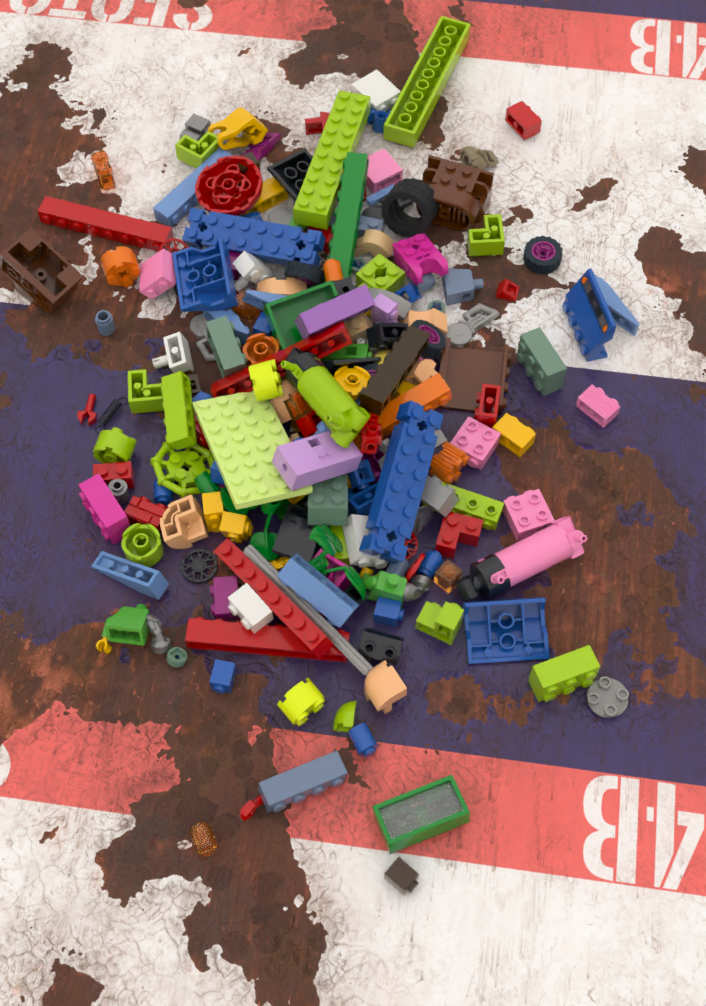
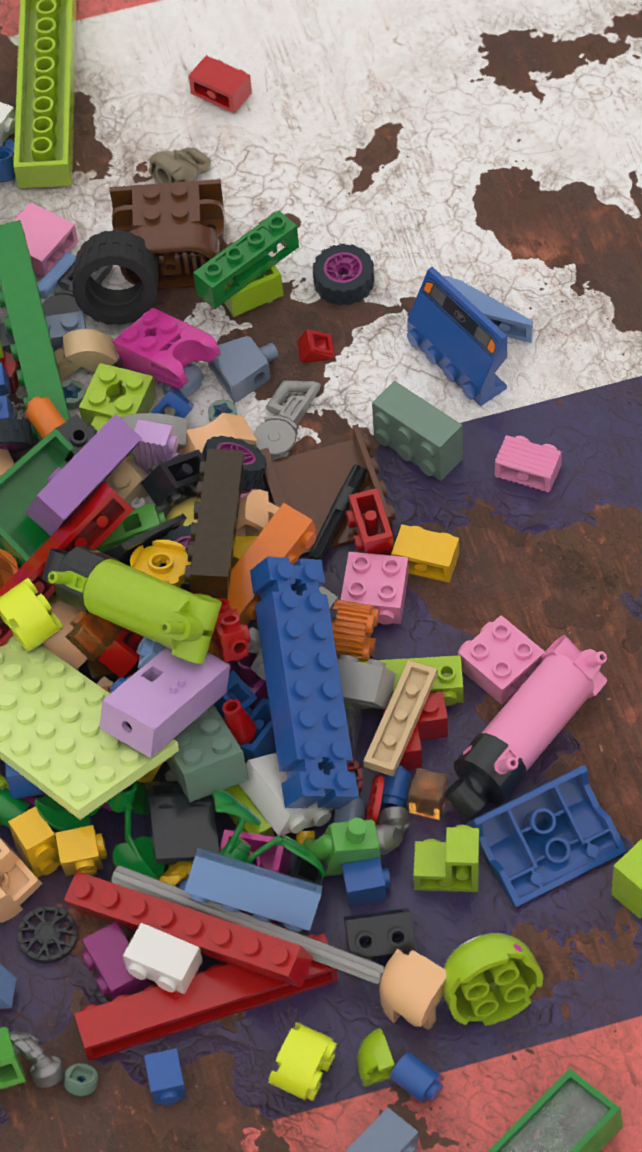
camera: 20 degrees left, 5 degrees down
(356, 491) = (238, 721): none -> red cone
(430, 700) = (490, 979): none -> lime cylinder
(450, 525) = (400, 718): none -> tan plate
(471, 393) = (337, 513): none -> black axle
(487, 224) = (246, 259): none -> green brick

